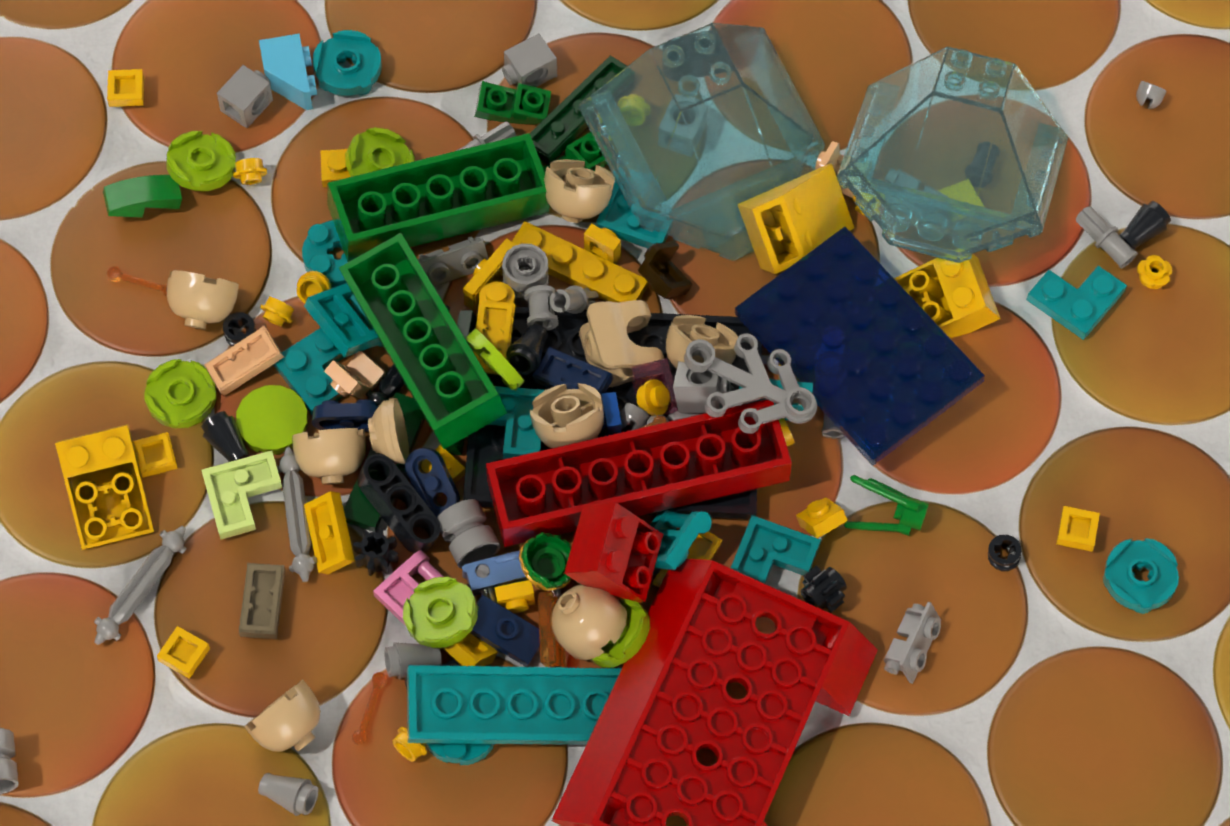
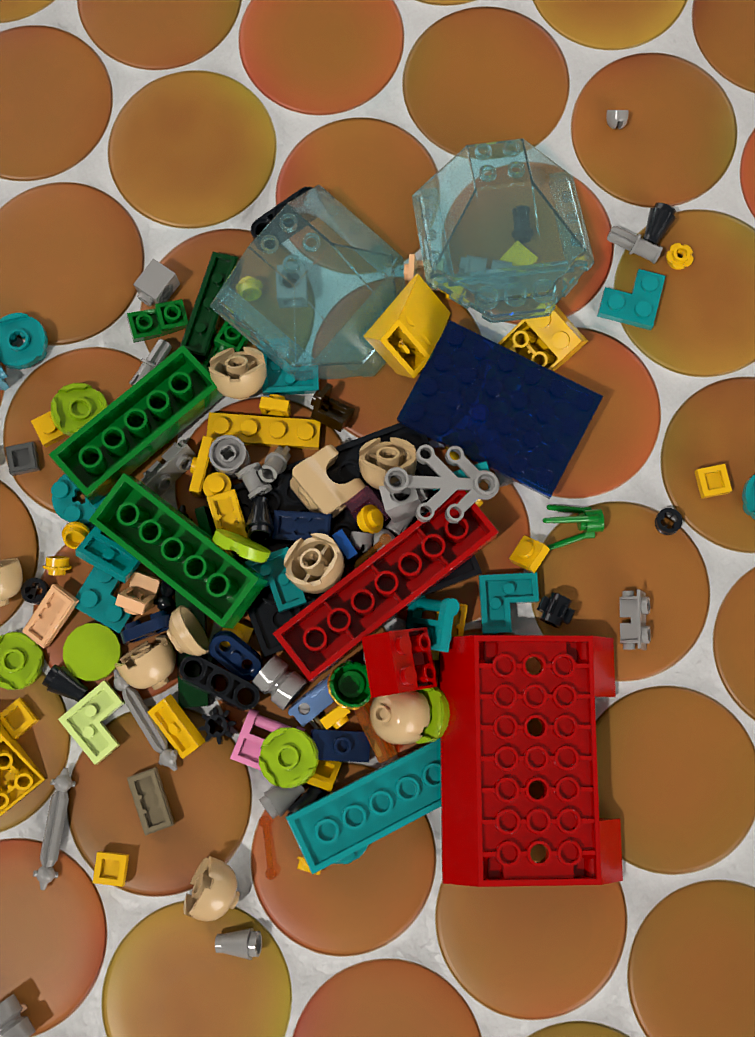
camera: 20 degrees left, 15 degrees up
(291, 187) = (22, 458): none -> dark grey tile

